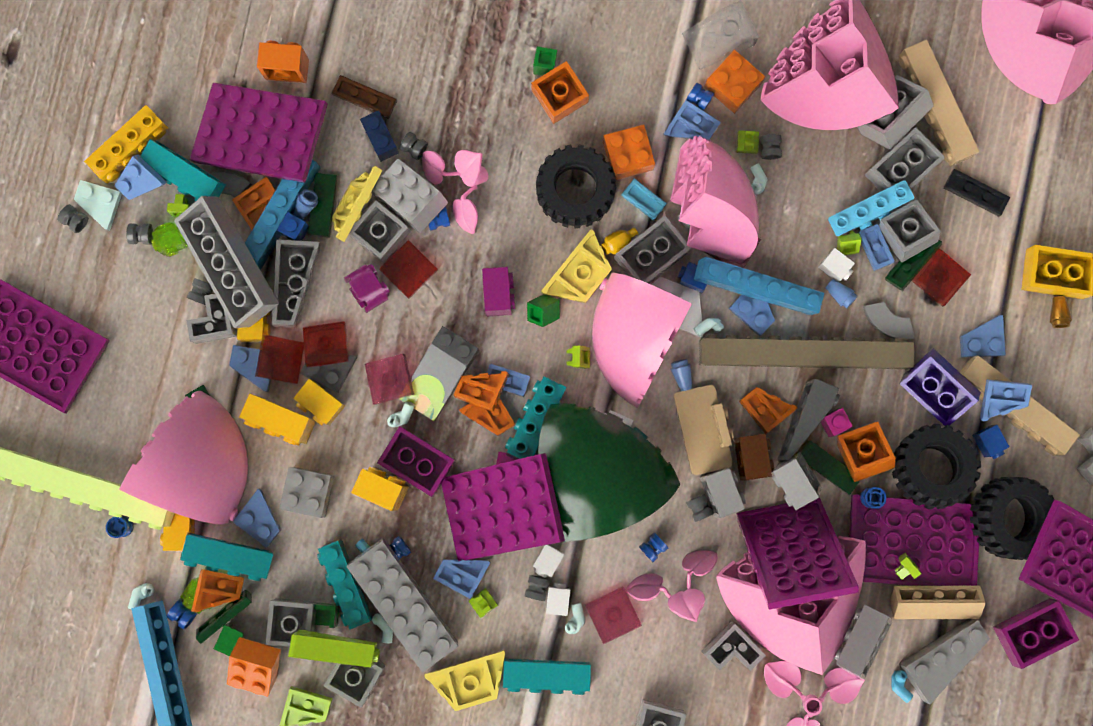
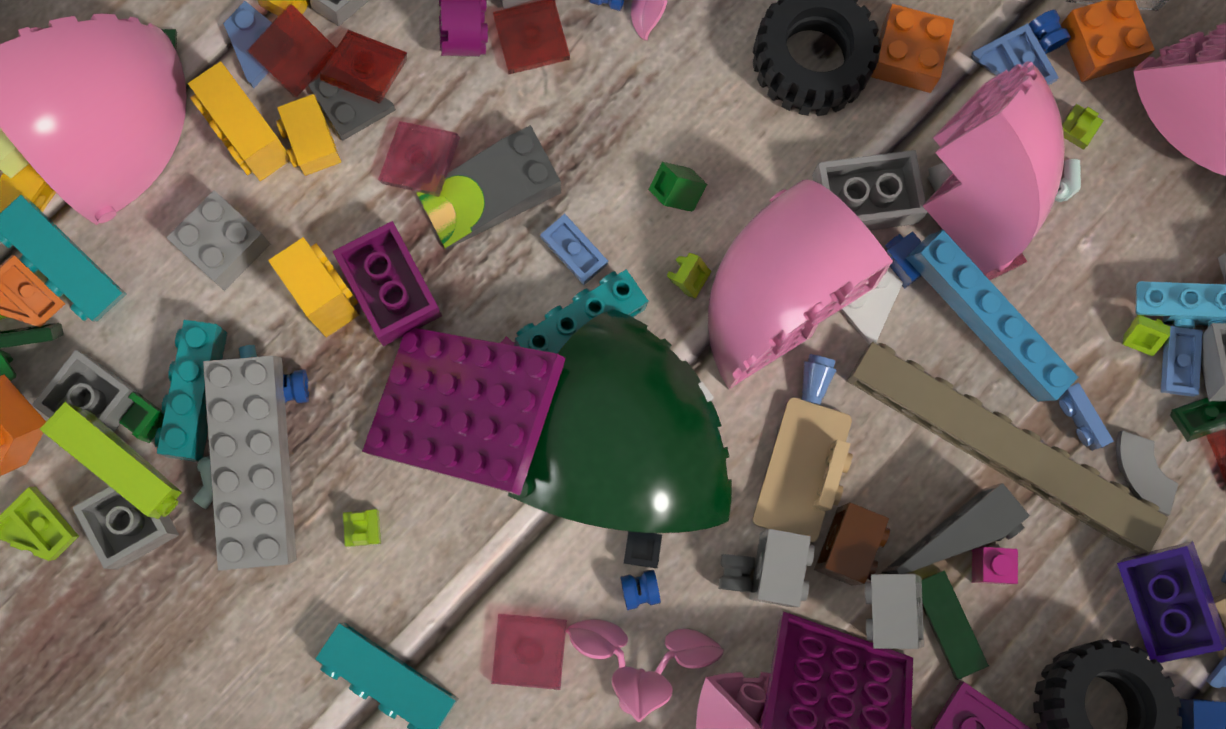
camera: 25 degrees right, 5 degrees down
(258, 520) = (134, 242): medium blue wing -> none
(401, 417) = (406, 218): light aqua arm -> none
(461, 575) = (356, 473): medium blue wing -> none
(469, 681) = (276, 624): light yellow wing -> none
(481, 389) = (532, 239): orange wing -> none
(494, 421) = (525, 278): orange wing -> none
(496, 289) = (630, 124): magenta brick -> none
(537, 588) = (446, 550): dark grey wheel -> none
(547, 561) = (483, 522): white brick -> none
(558, 599) = (465, 583): white brick -> none
(577, 620) = (473, 630): light aqua arm -> none
(580, 272) = (756, 166): light yellow wing -> none
(618, 240) = (830, 150): yellow plant -> none
(643, 527) = (643, 549): none -> black plate
(644, 199) = (896, 121): medium azure tile -> none
(707, 324) = (893, 332): light aqua arm -> none
(753, 313) = (961, 353): medium blue wing -> none
(766, 409) = (906, 492): orange wing -> none
(771, 146) = (1109, 149): dark grey wheel -> none
(837, 265) = (1113, 354): white brick -> none
(842, 294) = (1100, 394): medium blue cone -> none
(846, 315) = (1090, 427): none -> medium blue plate
(866, 451) = (1017, 631): orange brick -> none
(873, 497) = (984, 702): blue wheel -> none

